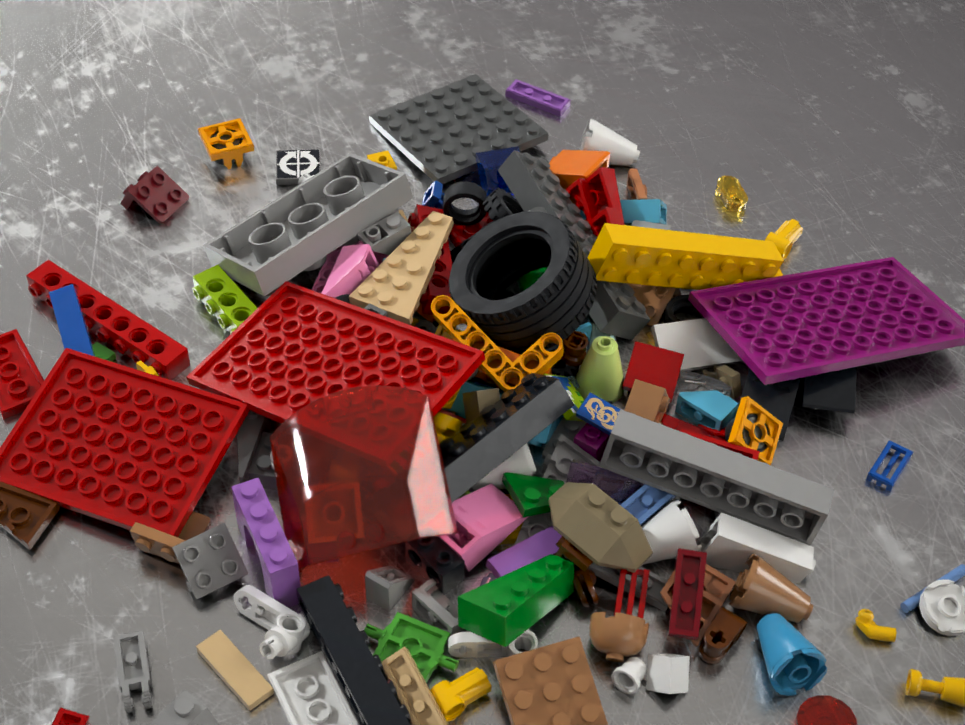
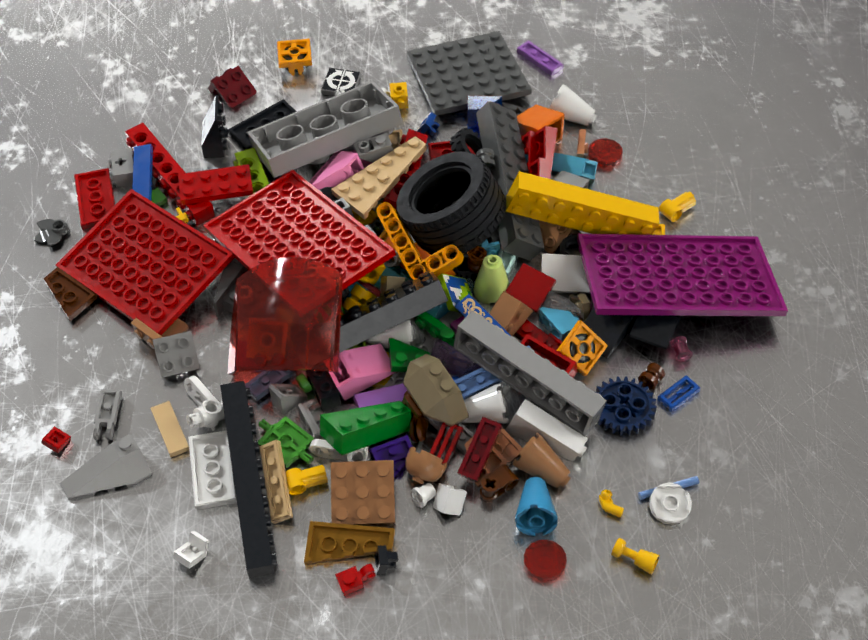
camera: 20 degrees right, 5 degrees up
(38, 324) = (122, 167): none -> light grey brick
(153, 253) = (214, 132): none -> black slope
(182, 321) = (215, 184): none -> red plate
(190, 248) = (268, 115): none -> black tile
(261, 528) = (213, 342): medium lavender arch -> none
(352, 570) = (260, 384): none -> sand blue hinge
(404, 561) = (304, 383): none -> bright green tile
(464, 190) = (445, 125): black tyre -> none
(562, 447) = (435, 328): none -> green hinge
(566, 624) = (393, 450): none -> dark purple wing
(669, 190) = (605, 152): none -> clear red tile
(732, 193) = (654, 162): clear yellow plate -> none
(850, 450) = (652, 375): none -> reddish brown wheel
(853, 497) = (626, 405): none -> dark blue gear
(869, 409) = (681, 349): none -> clear pink bush

